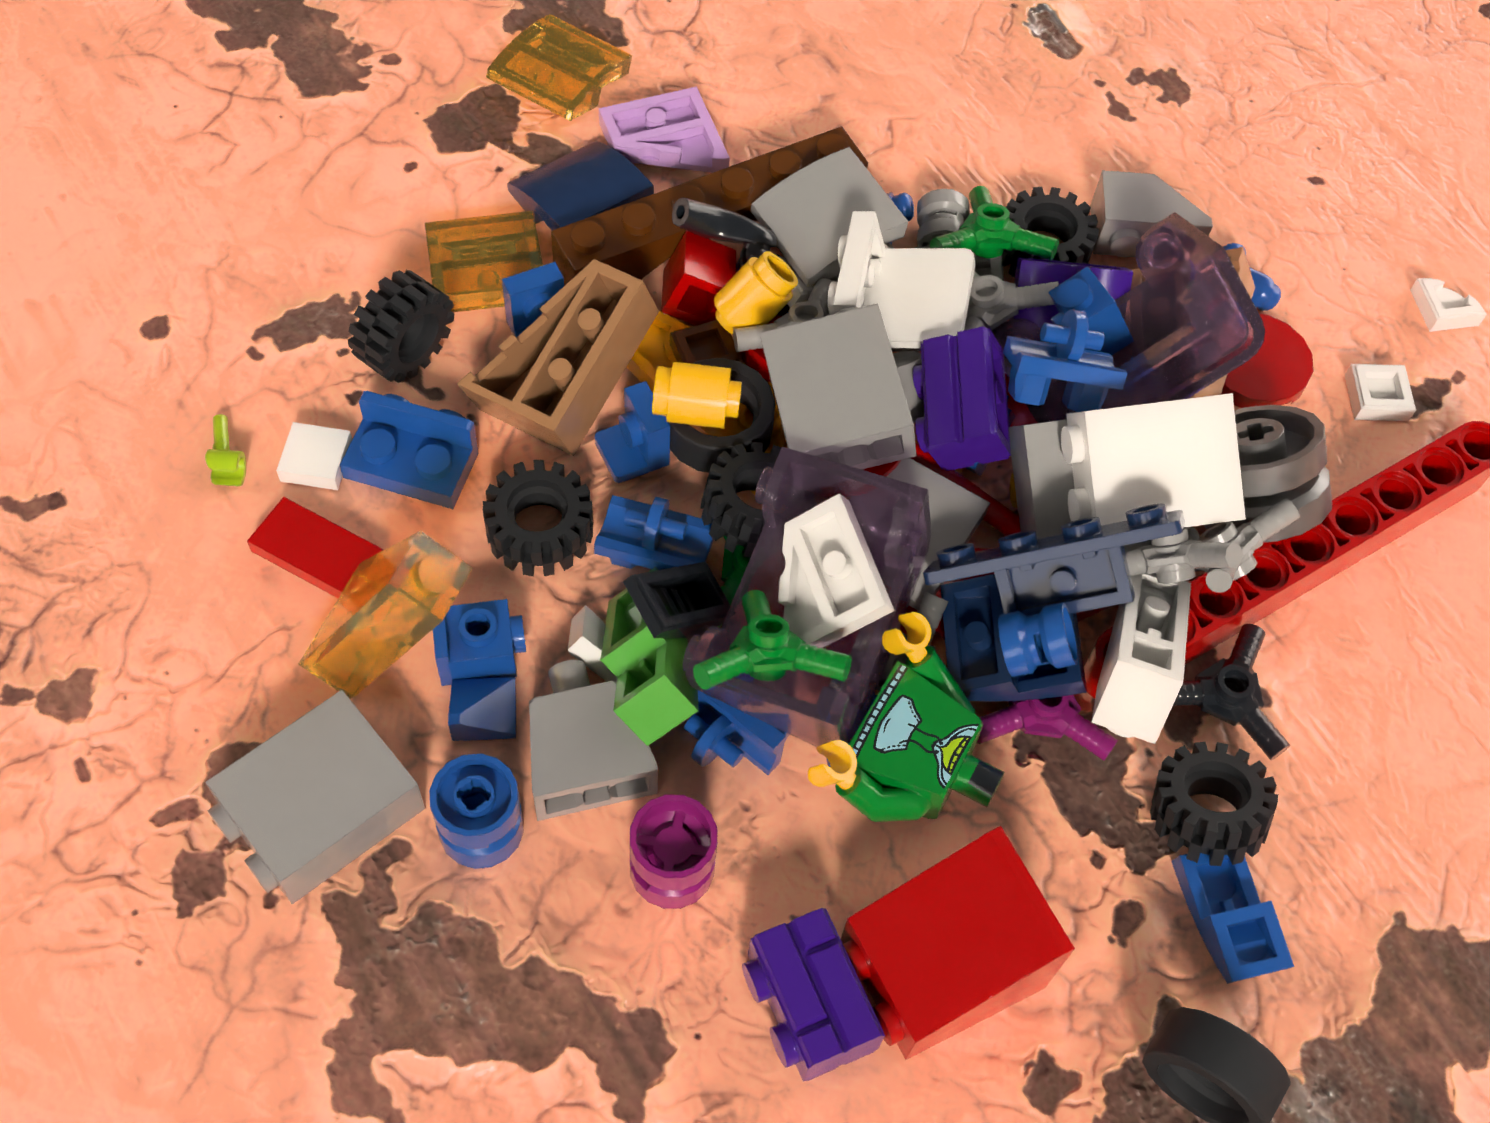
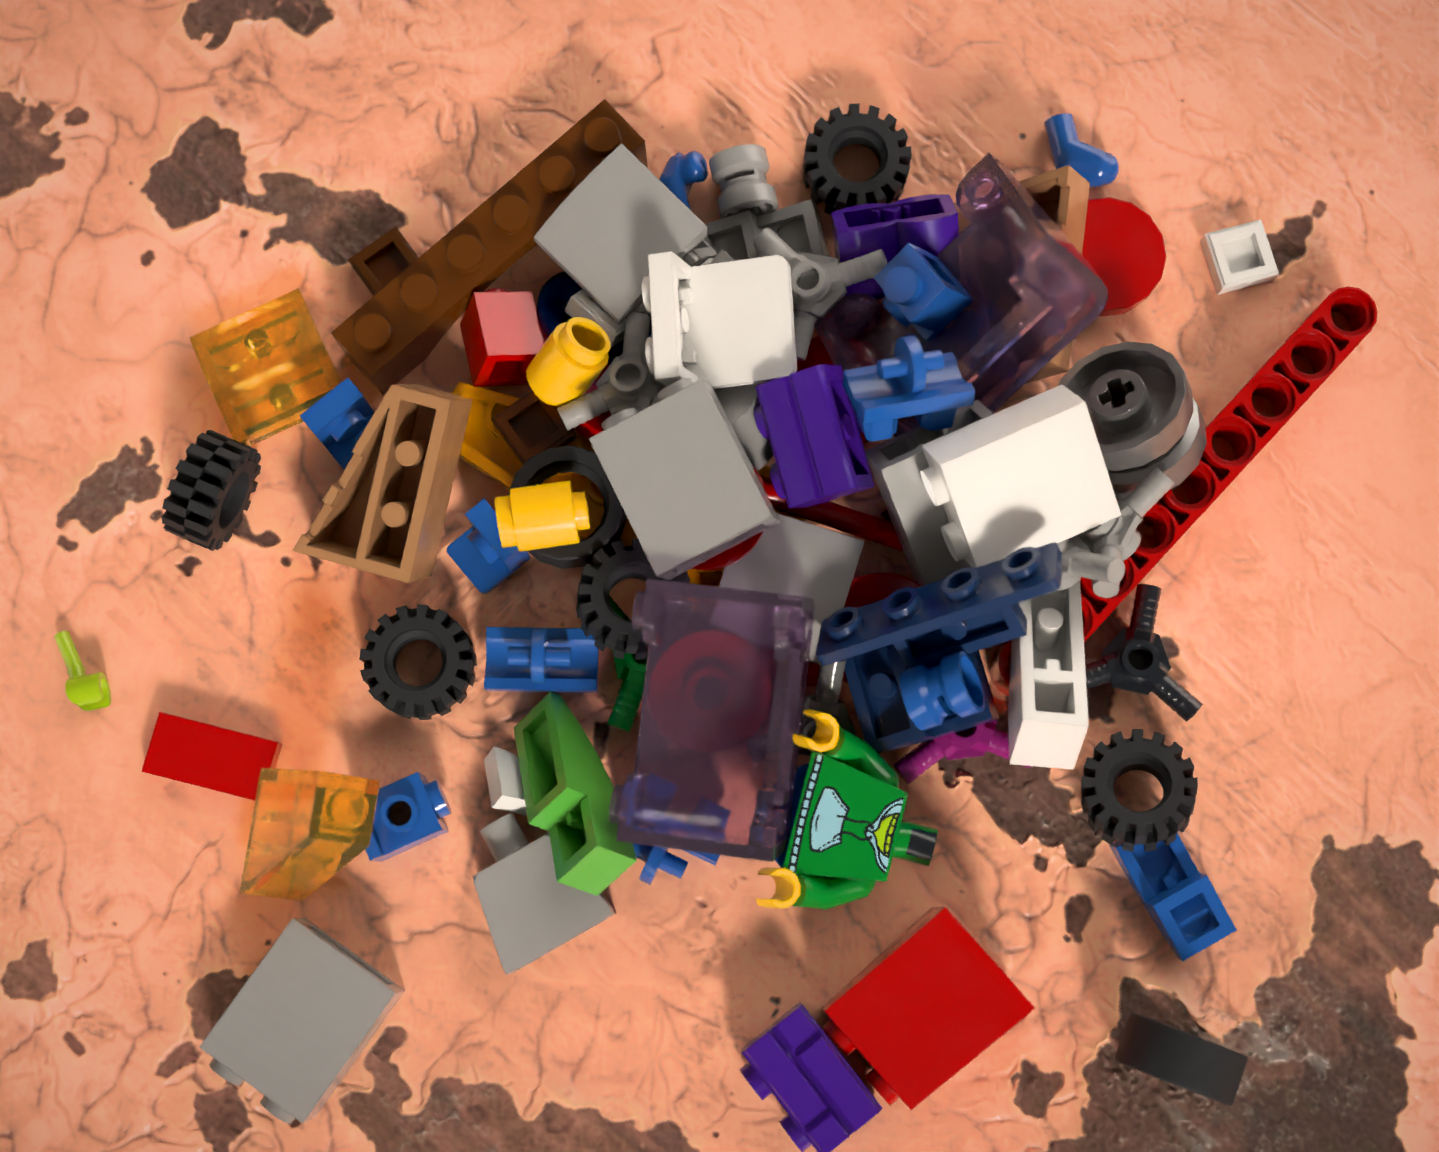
camera: 10 degrees left, 20 degrees up
(313, 456) = (172, 652): white tile -> none
(411, 449) = (267, 621): blue bracket -> none
(477, 810) = (456, 997): blue wheel -> none
(482, 709) = (427, 878): blue slope -> none
(559, 67) = (268, 82): clear yellow slope -> none
(580, 186) = (342, 245): dark blue slope -> none
(665, 132) = (411, 140): lavender wing -> none
(672, 851) = (647, 985): magenta wheel -> none
(678, 600) = (601, 727): black slope -> none
(724, 226) = (516, 277): black arm -> none
(767, 650) = (687, 793): green piece -> none
(829, 575) = (725, 693): white wing -> none
(991, 231) = (795, 191): green piece -> none
(1132, 204) = (957, 108): light grey slope -> none
(1444, 307) = (1295, 123): white tile -> none

